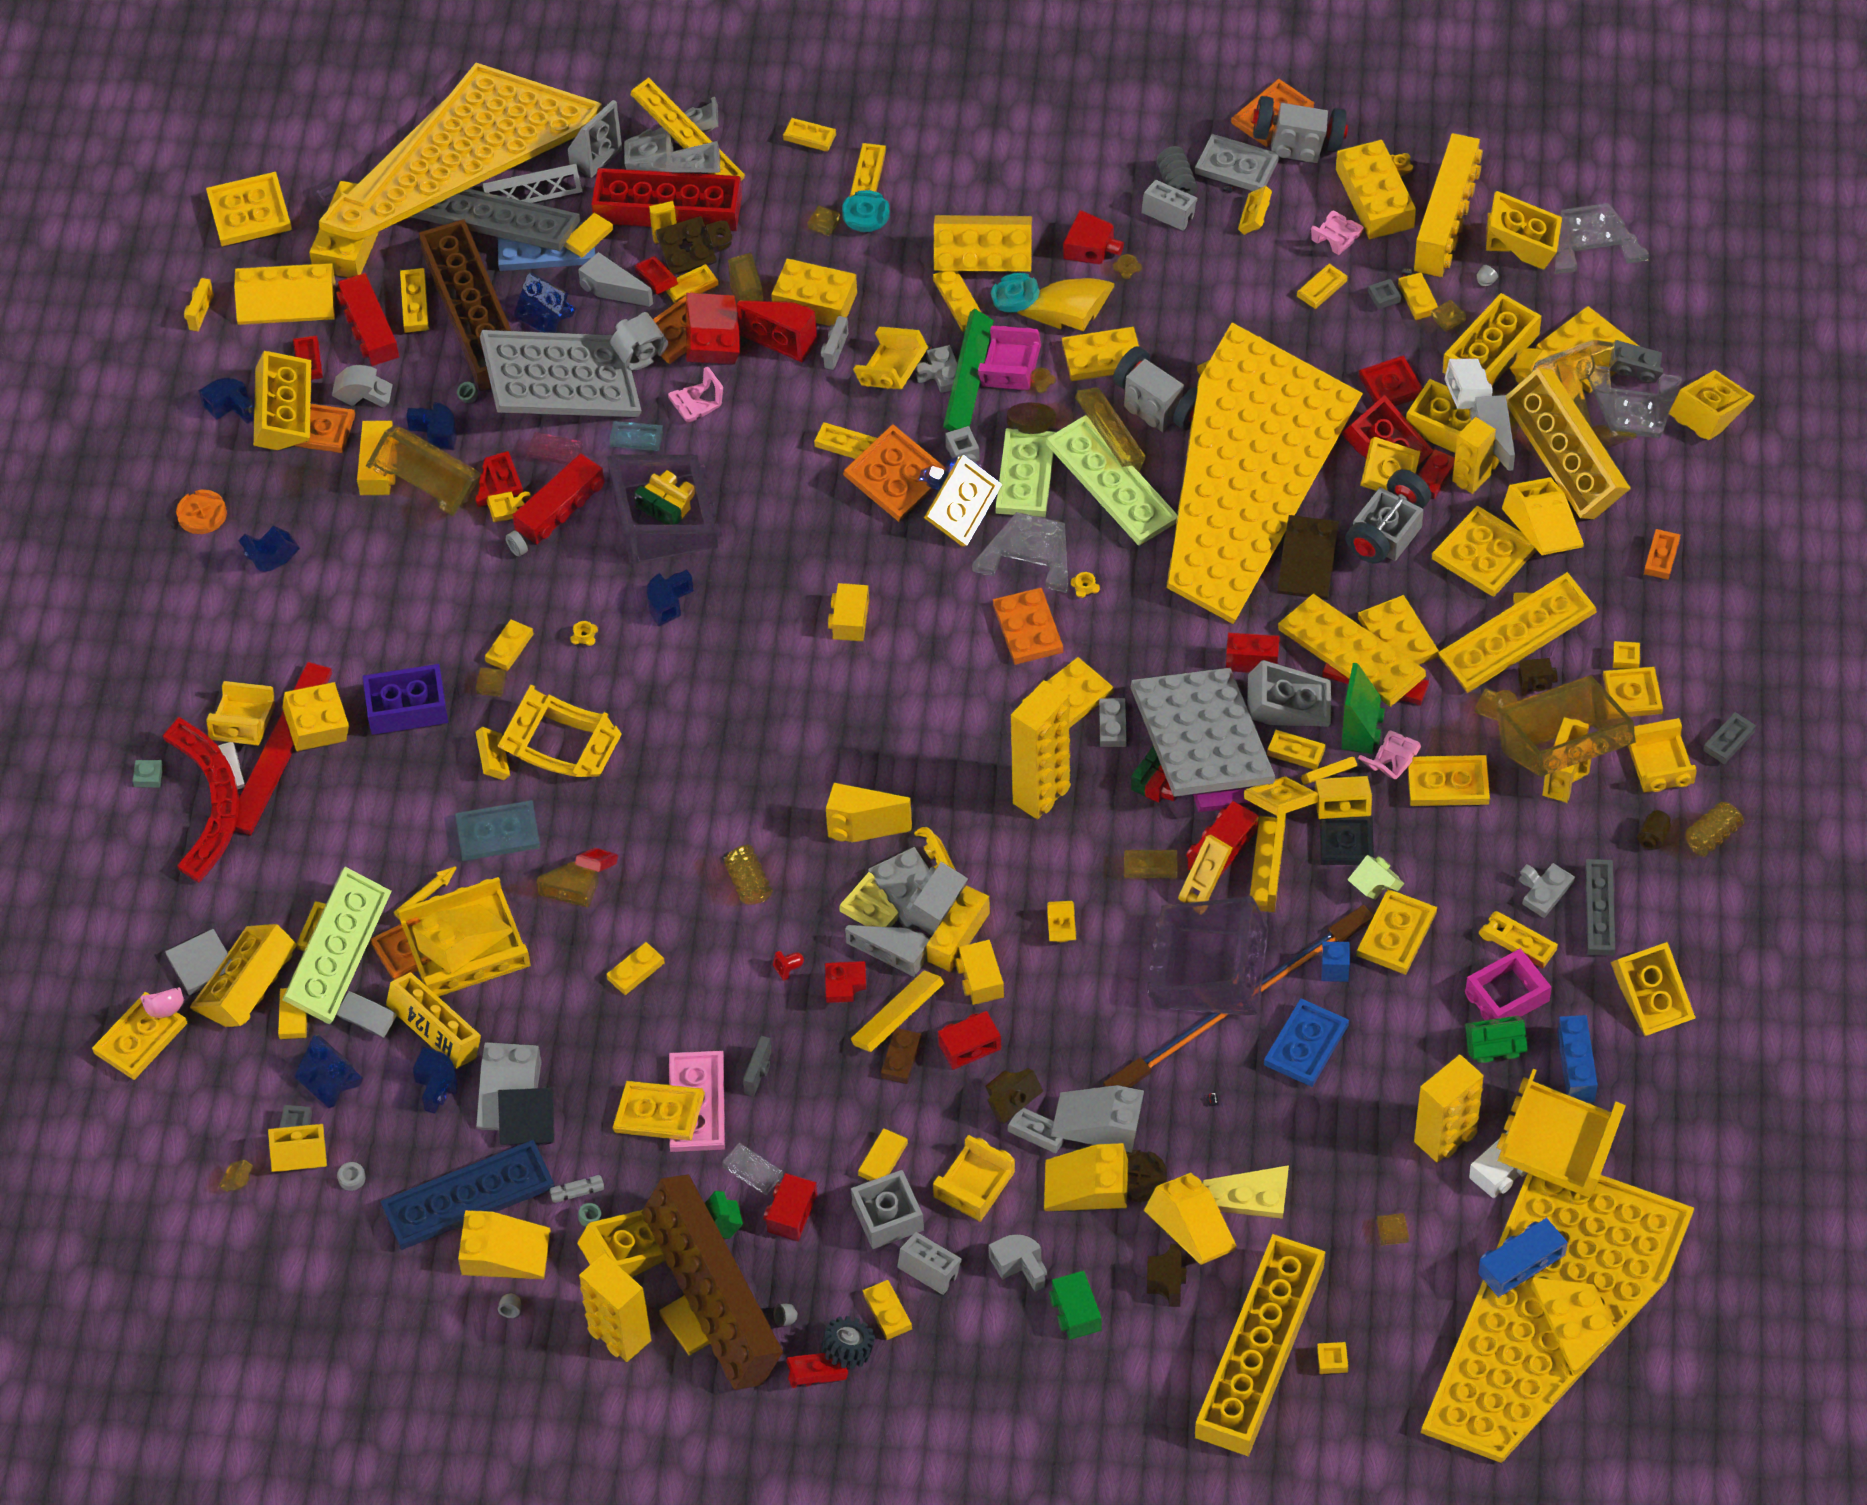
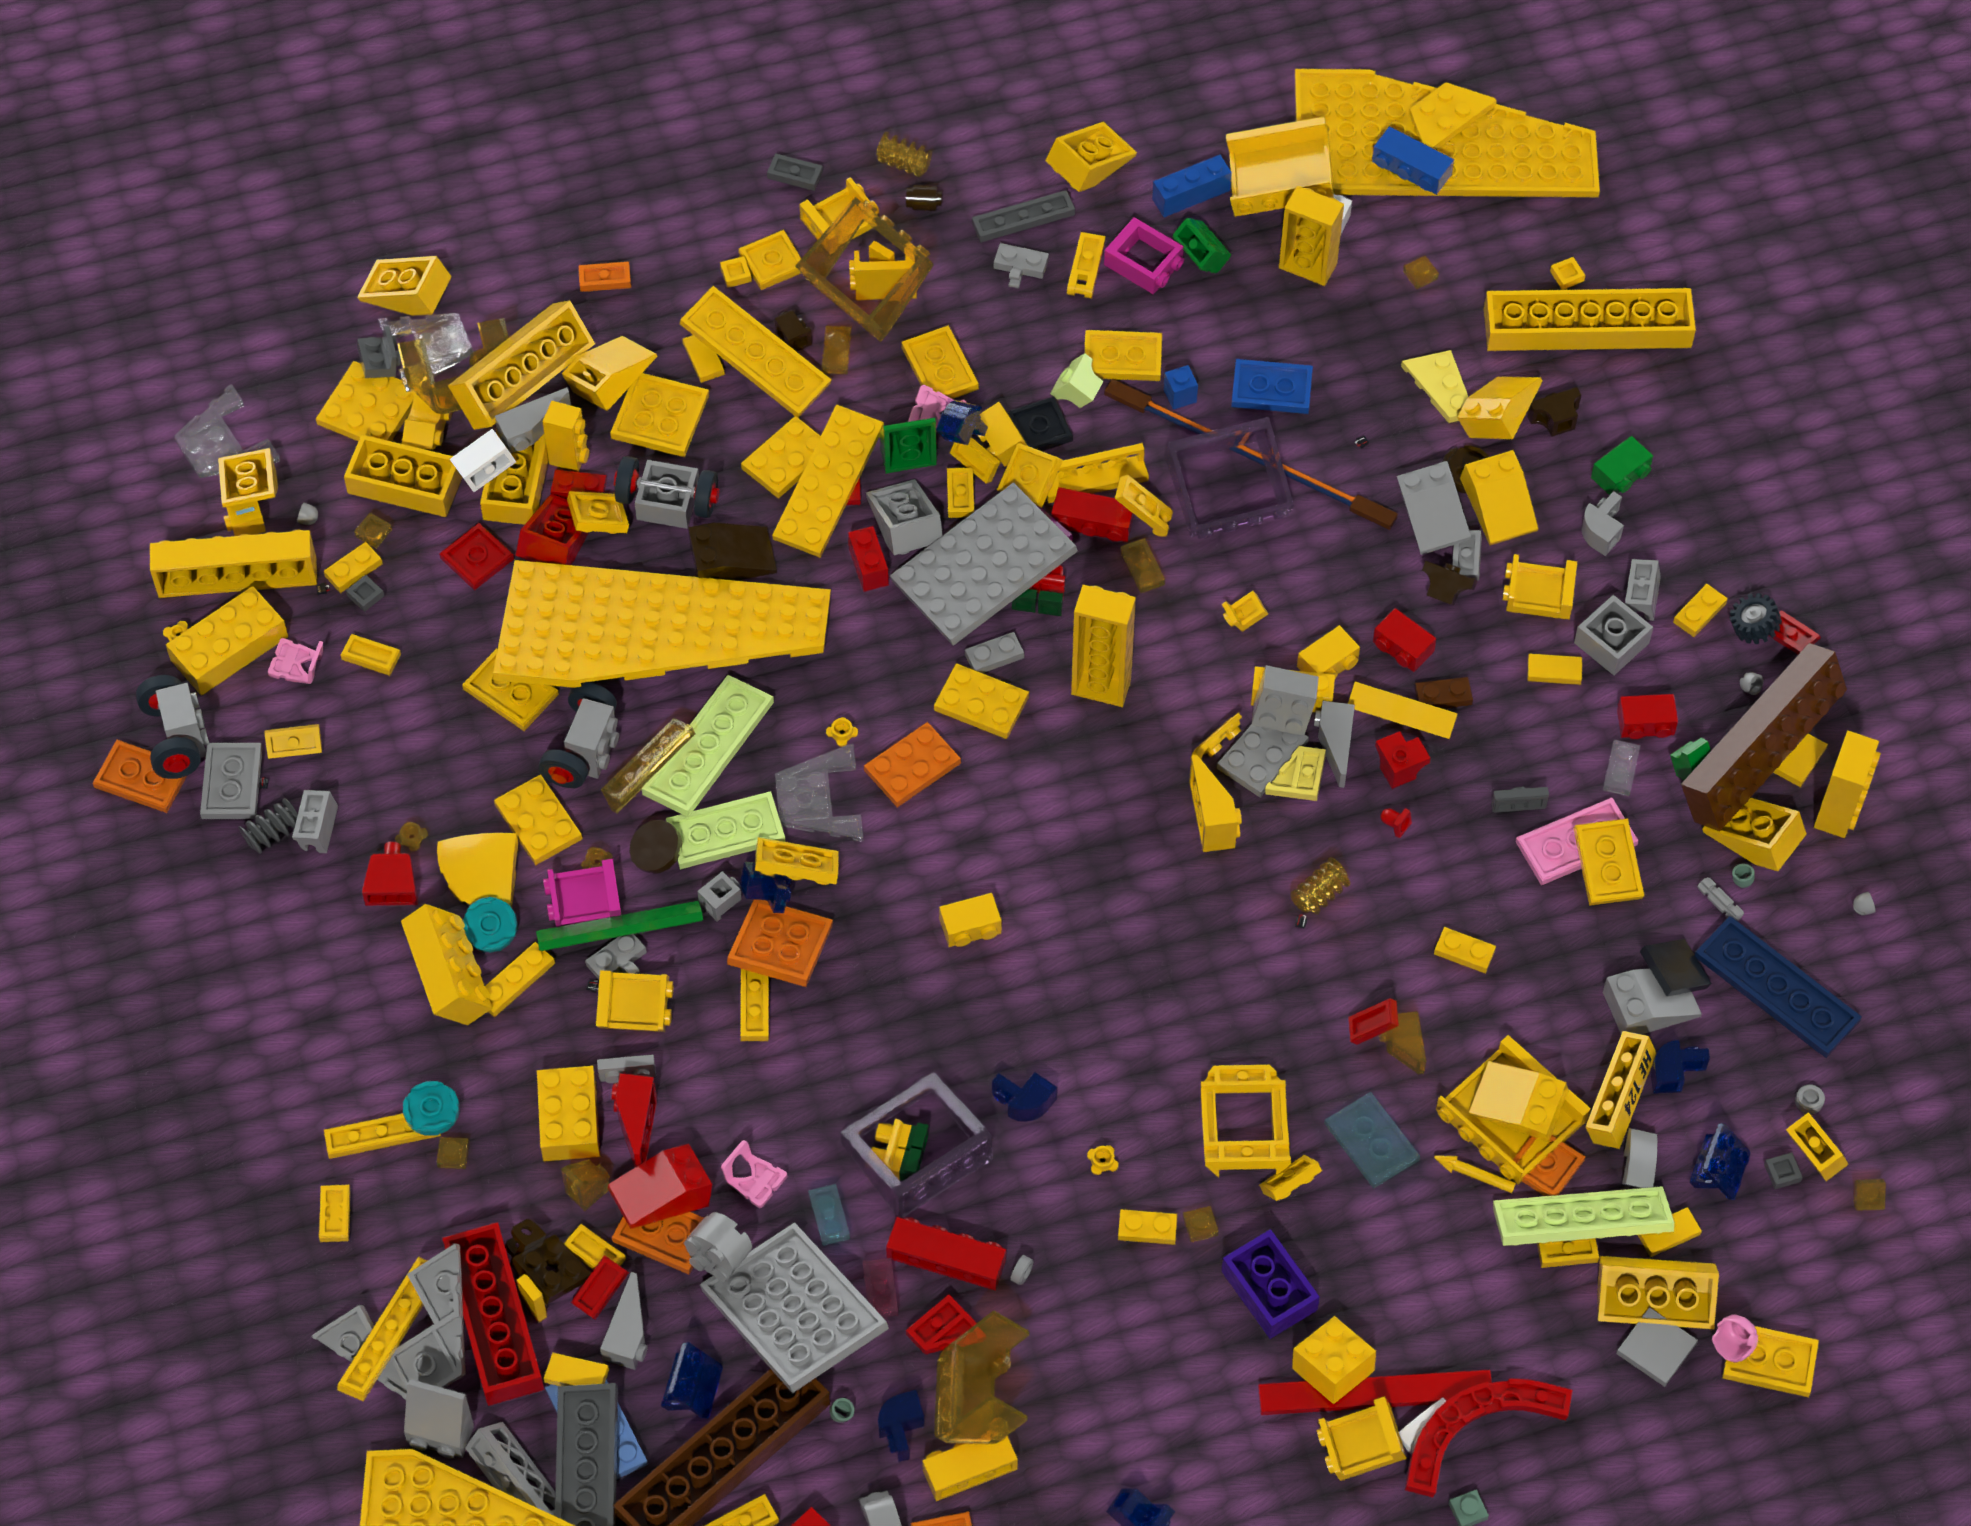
camera: 115 degrees left, 5 degrees up
(502, 1246) = (1814, 934): yellow slope -> none
(505, 505) = (976, 1302): yellow plate -> none
(1354, 743) = (960, 422): none -> clear blue brick

